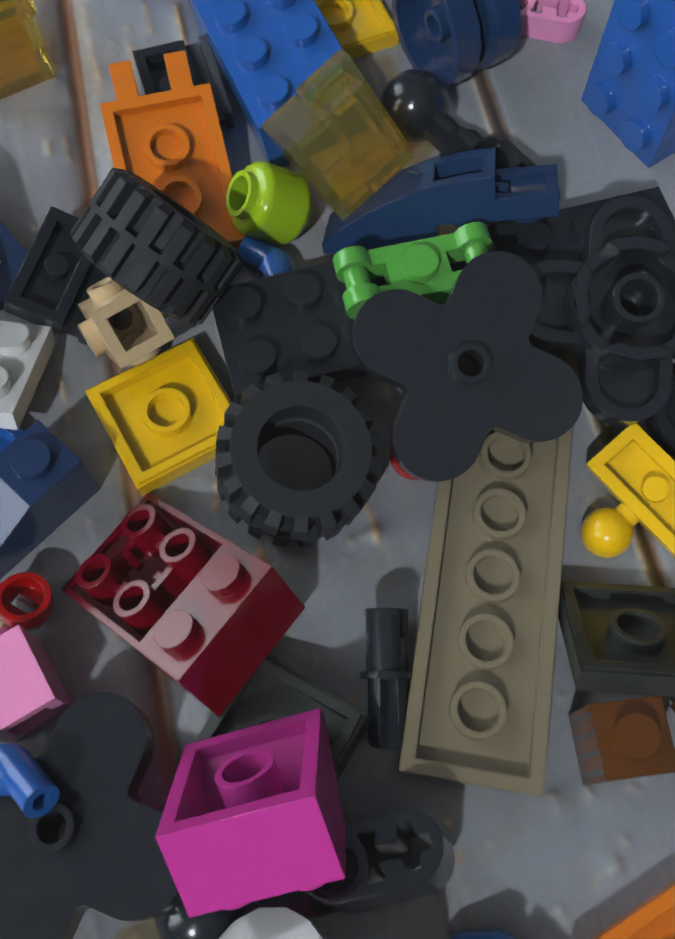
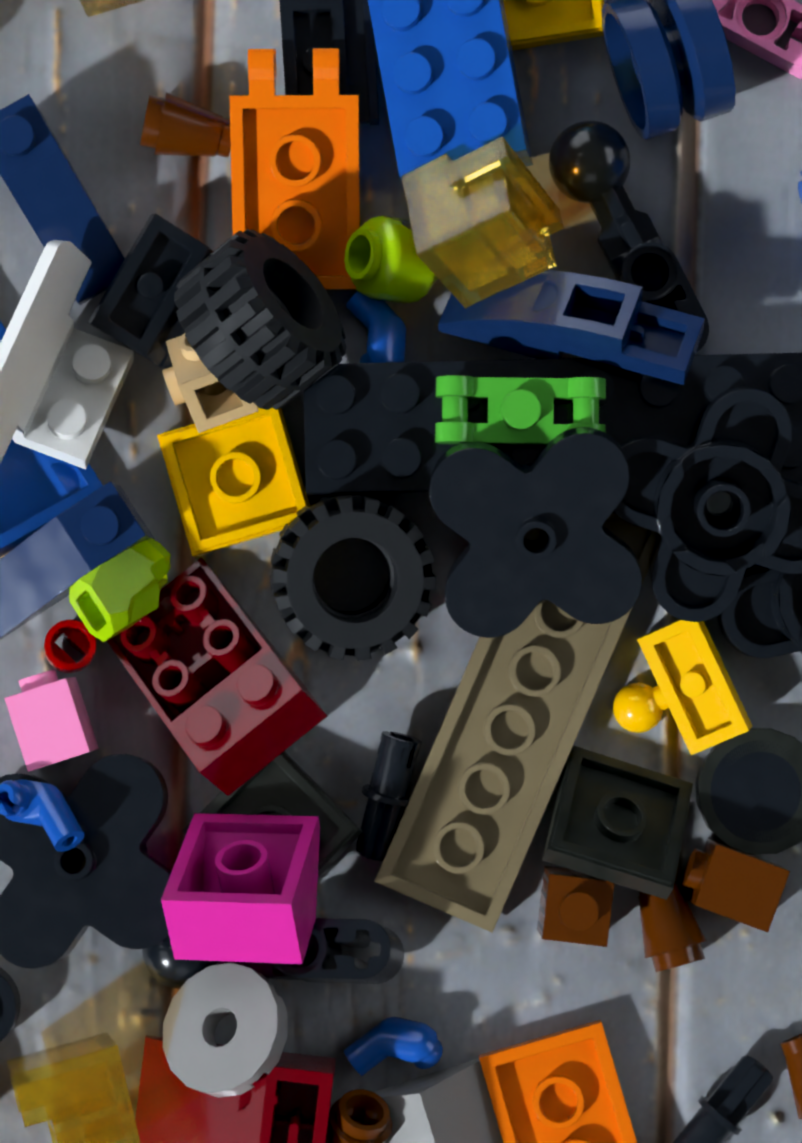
camera: 15 degrees right, 20 degrees up
(64, 528) = (121, 589): none -> lime rock
(68, 154) = (184, 129): none -> reddish brown cone

